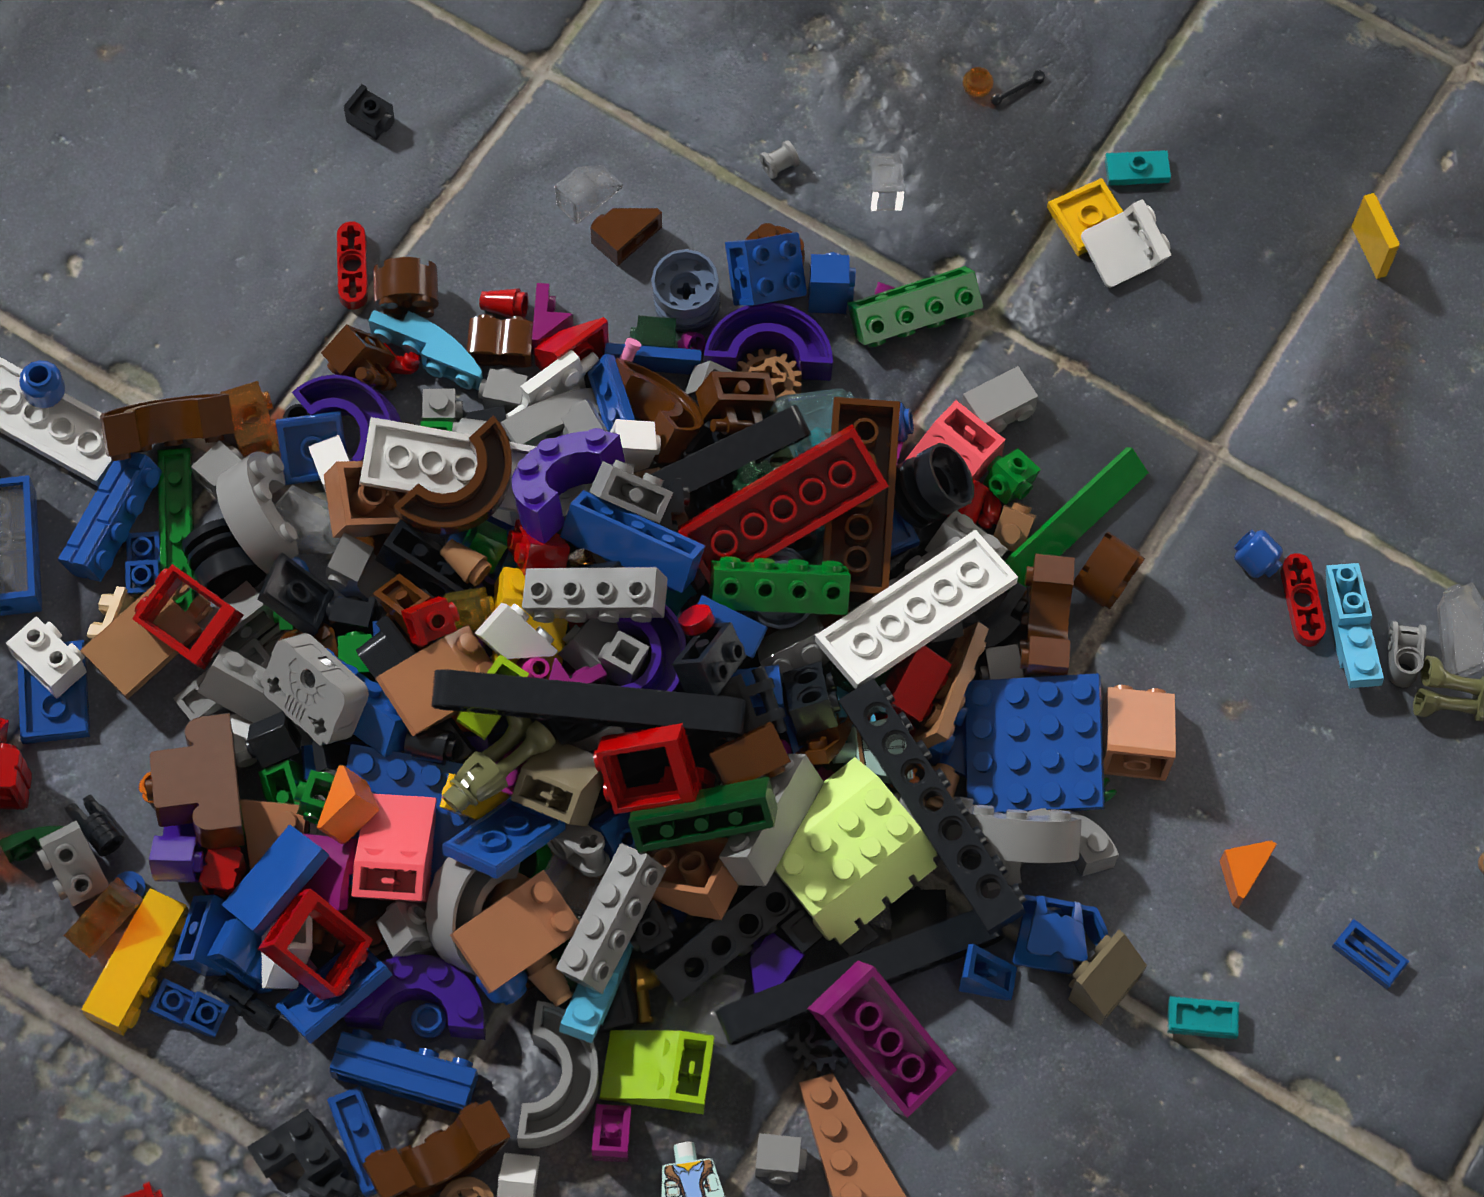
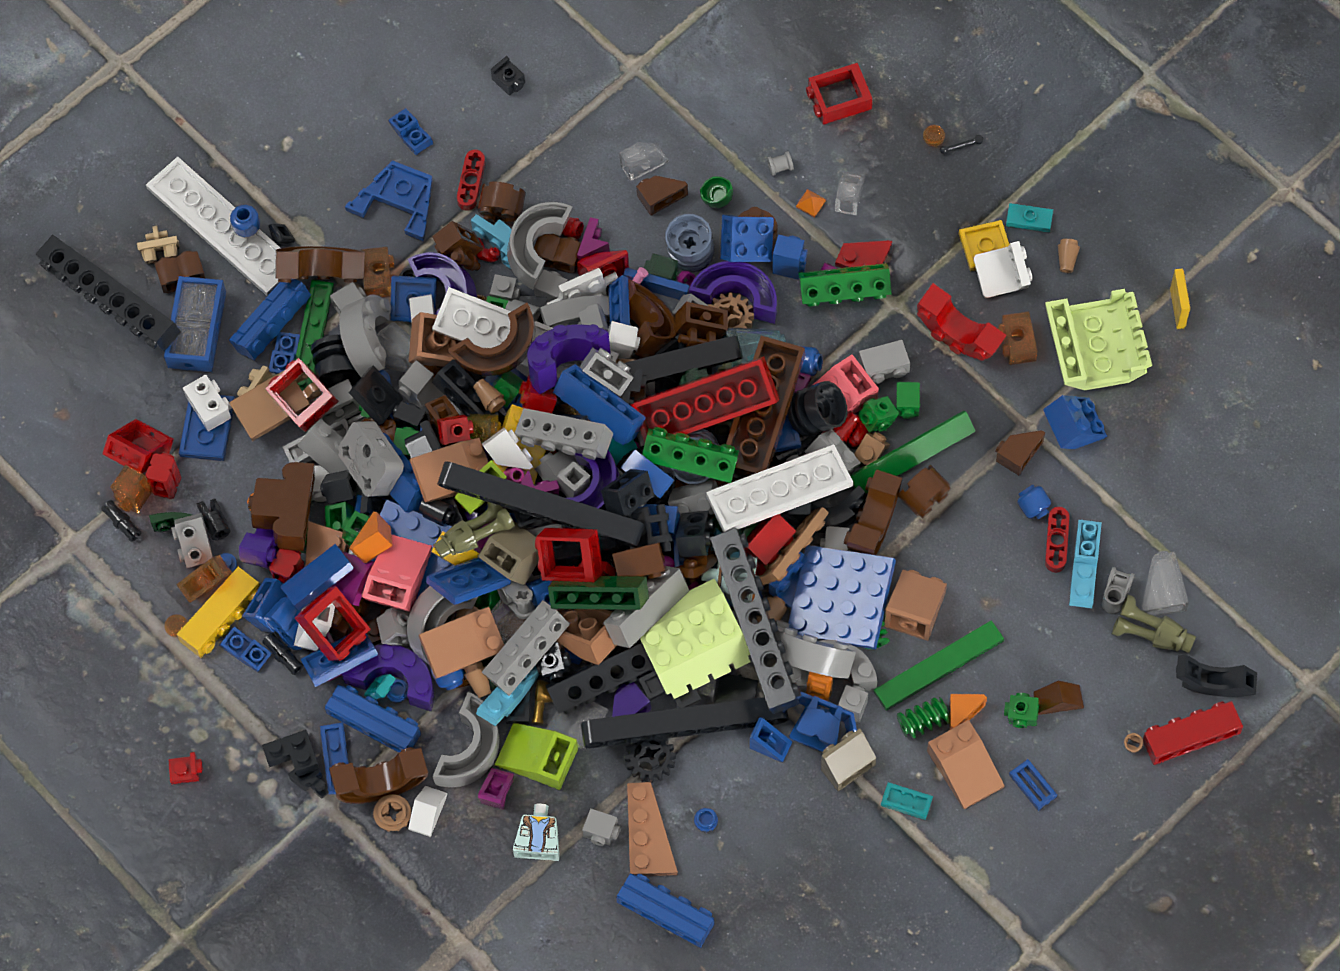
camera: 20 degrees right, 0 degrees up
(73, 995) = (174, 624): none -> clear orange plate
(97, 393) = (281, 234): none -> black slope
(248, 215) = (410, 132): none -> blue slope
(254, 296) = (402, 189): none -> blue wing
(404, 1021) = (380, 686): none -> teal plate
(452, 347) = (532, 223): none -> light grey brick
(696, 619) = (626, 464): red tile -> none
(703, 215) = (716, 192): none -> green hair
(835, 206) = (811, 203): none -> orange slope
(859, 33) = (846, 109): none -> red window
(882, 1038) = (685, 765): magenta brick -> none
(926, 260) = (863, 253): none -> red wing
(928, 1113) = (705, 819): none -> blue plate
(1039, 879) = (819, 686): none -> orange slope
(1045, 446) = (908, 399): none -> green brick
(1089, 340) = (954, 328): none -> red brick
(1091, 888) = (854, 700): none -> light grey brick
(1172, 316) = (1018, 325): none -> clear orange brick
(1191, 813) = (938, 665): none -> green tile
(1193, 890) = (923, 717): none -> green piece
(1204, 205) = (1068, 252): none -> medium nougat cone
(1216, 487) = (1019, 450): none -> reddish brown slope
(1270, 946) = (965, 764): none -> nougat slope
(1280, 431) = (1074, 421): none -> blue slope
(1285, 314) = (1099, 341): none -> yellowish green slope
(1339, 845) = (1023, 718): none -> green brick
(1368, 823) = (1059, 697): none -> reddish brown slope

